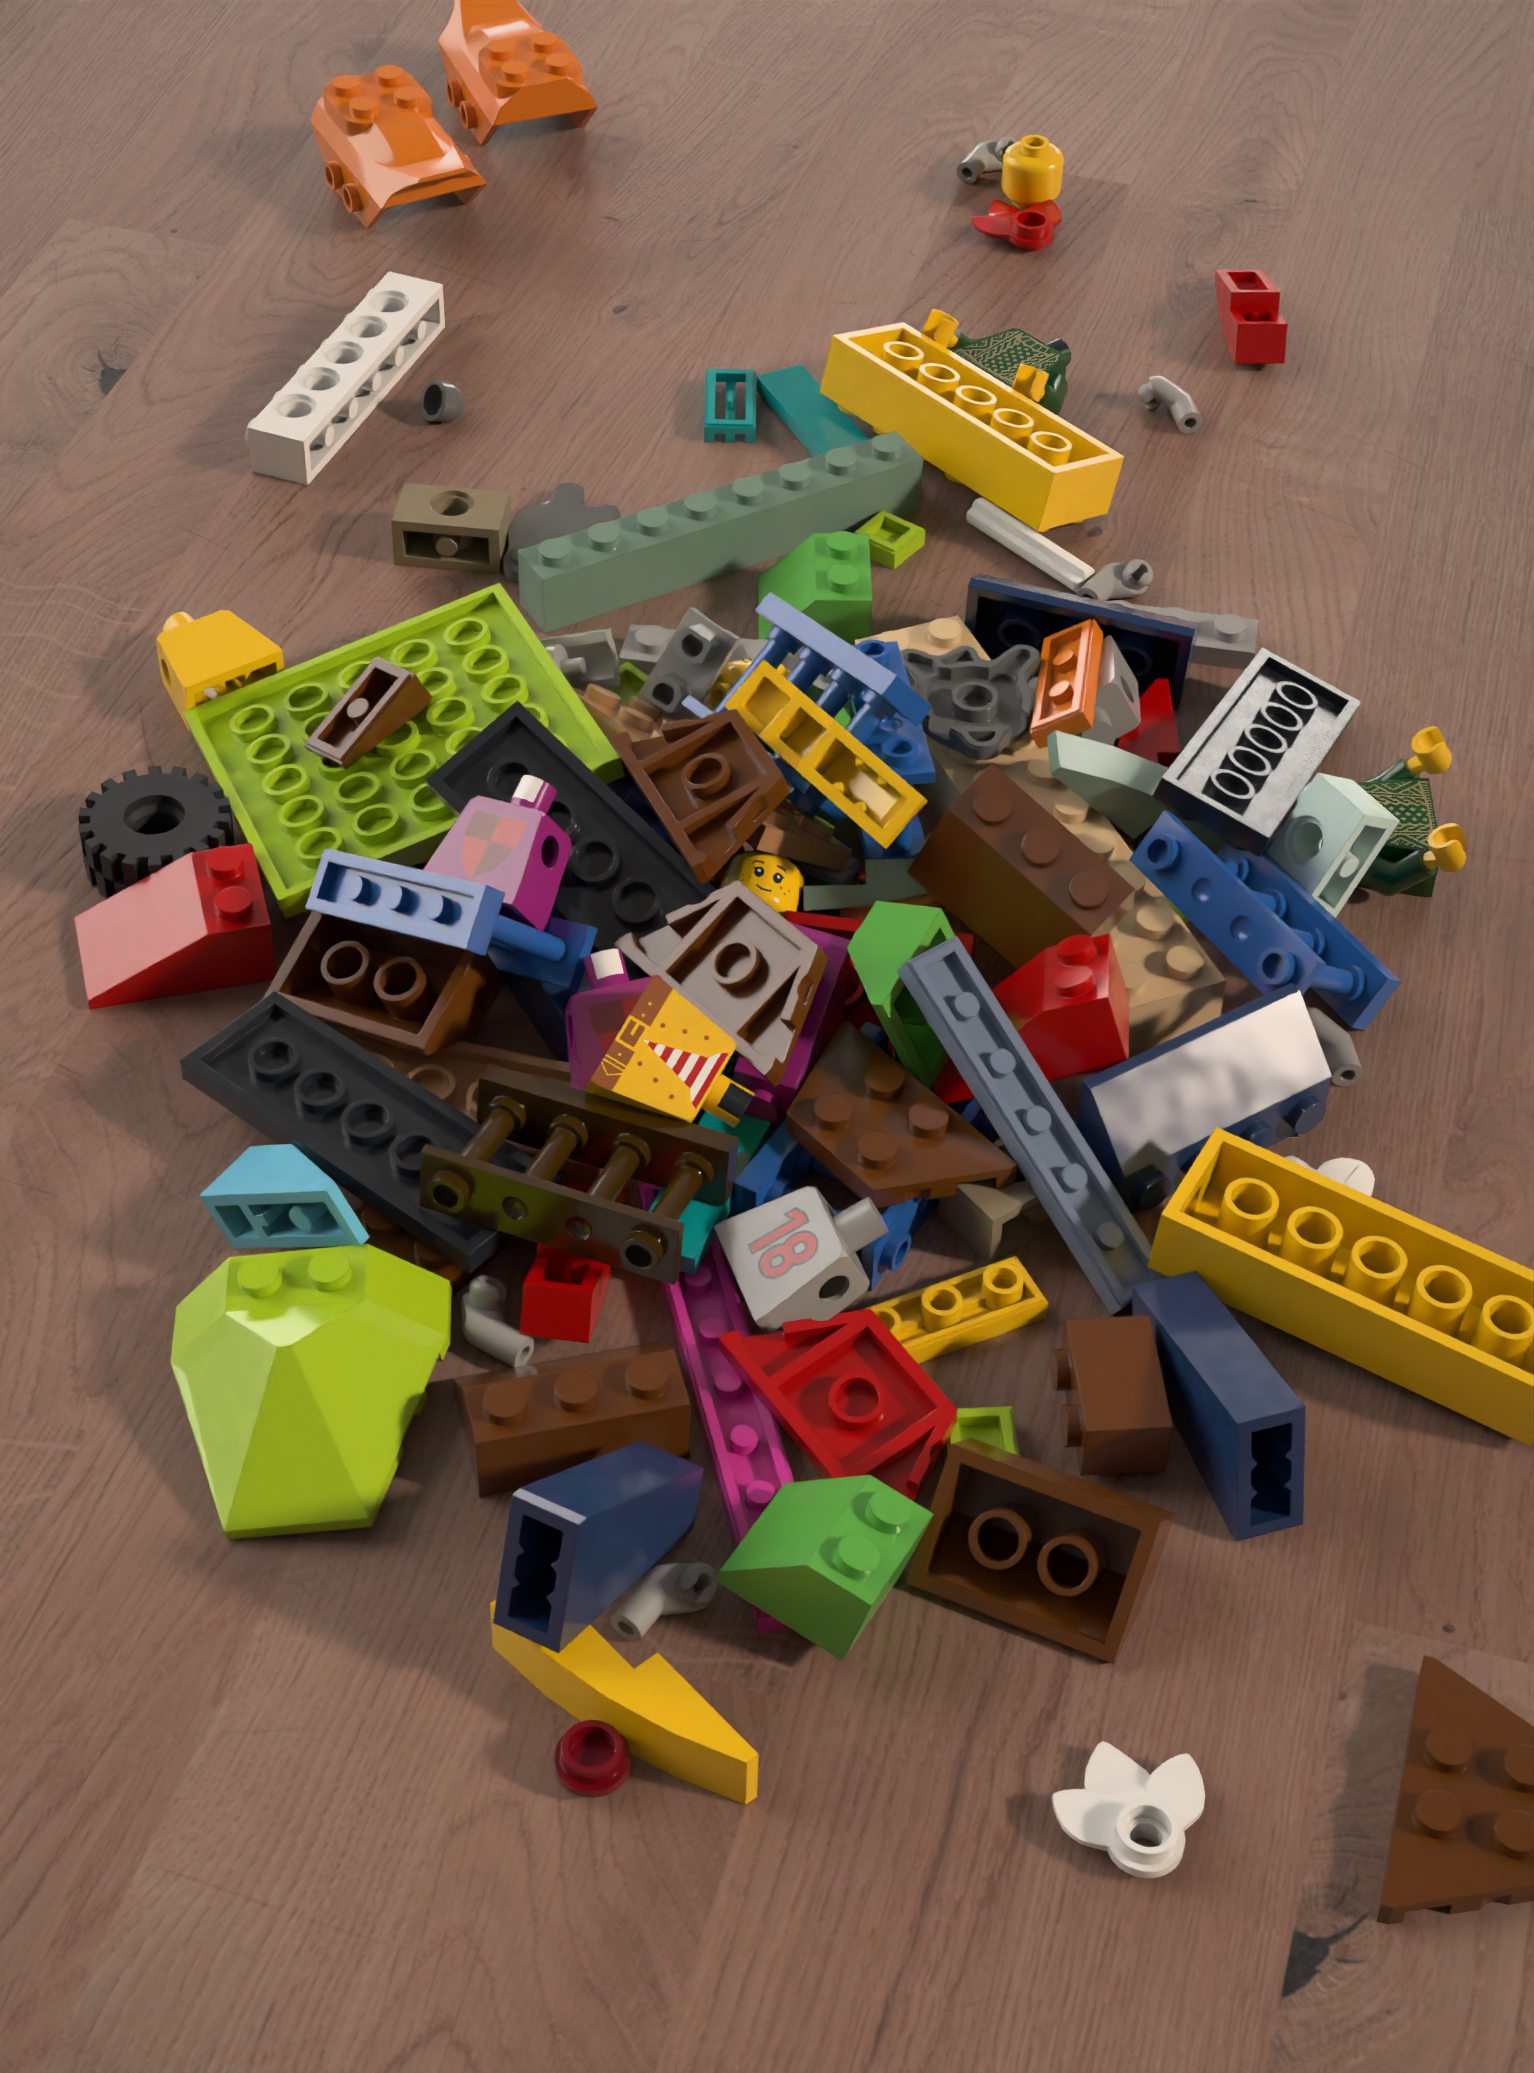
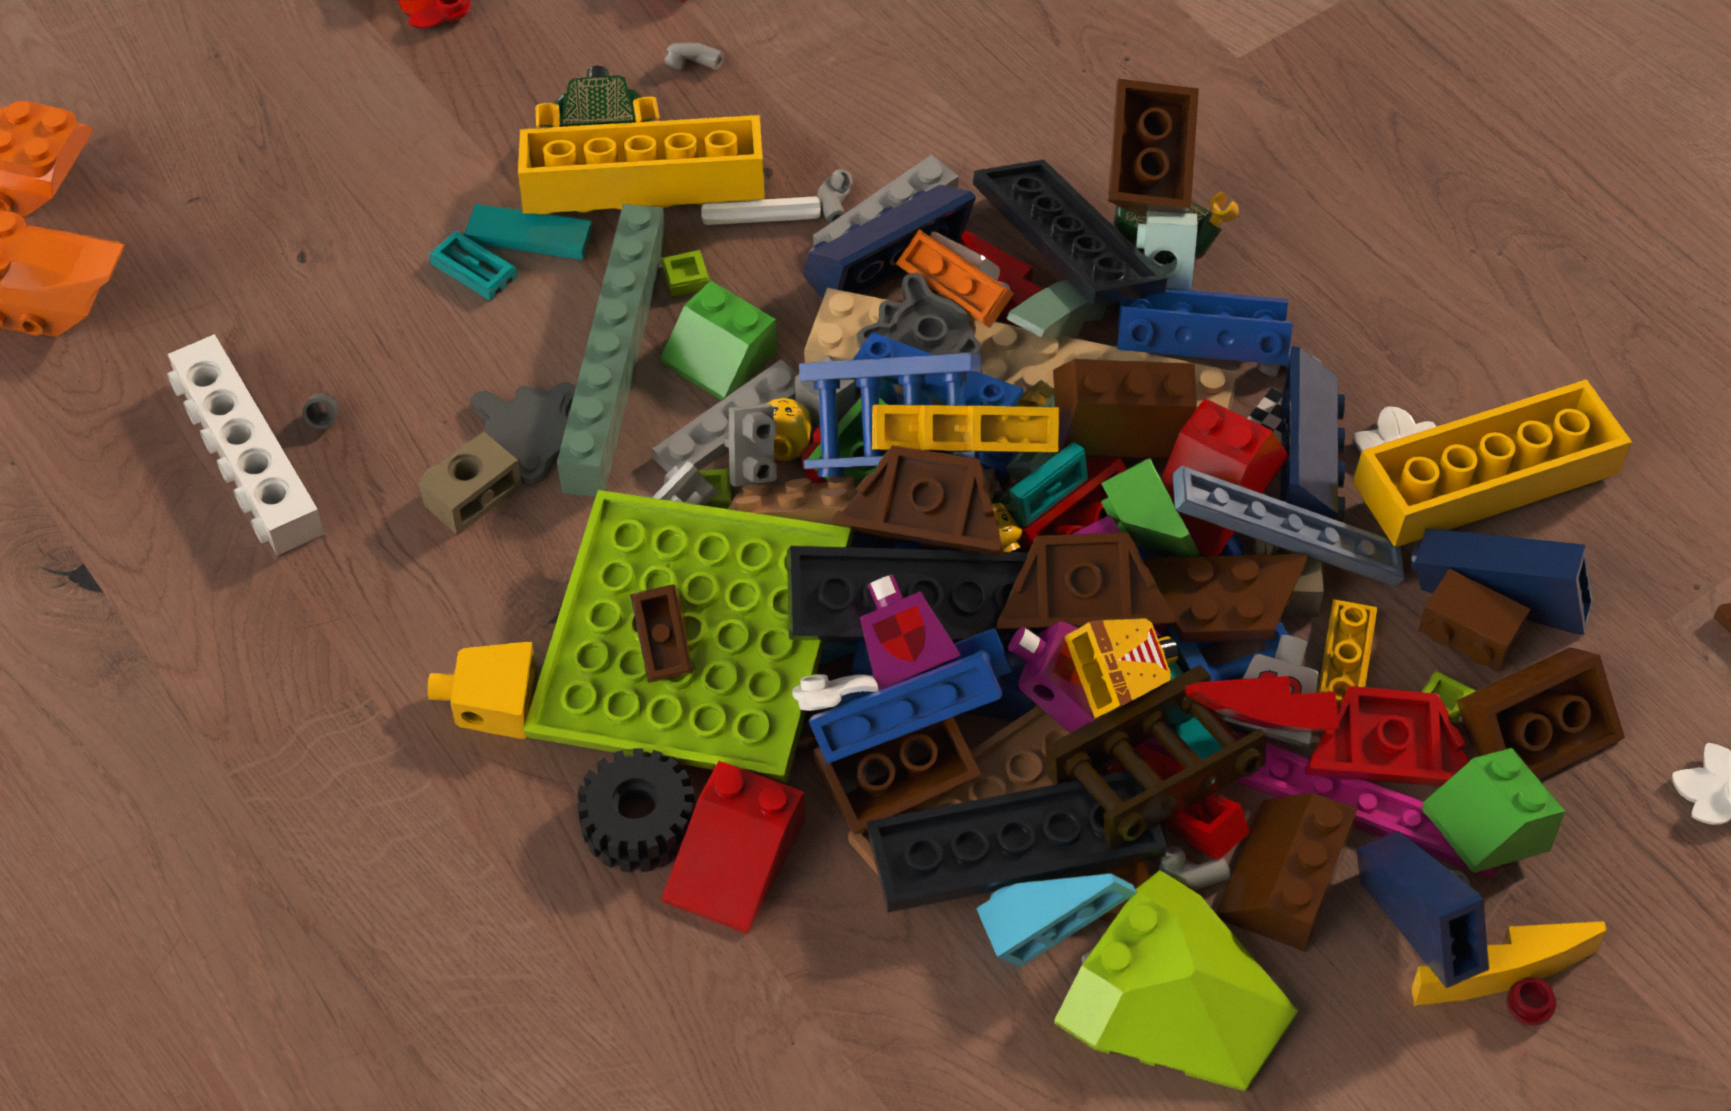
camera: 50 degrees left, 10 degrees up
(384, 845) = (819, 693): none -> white plate
(739, 1222) = (1268, 704): none -> red slope
(858, 878) = (1049, 484): none -> teal tile
(1422, 715) = (1153, 147): none -> reddish brown slope

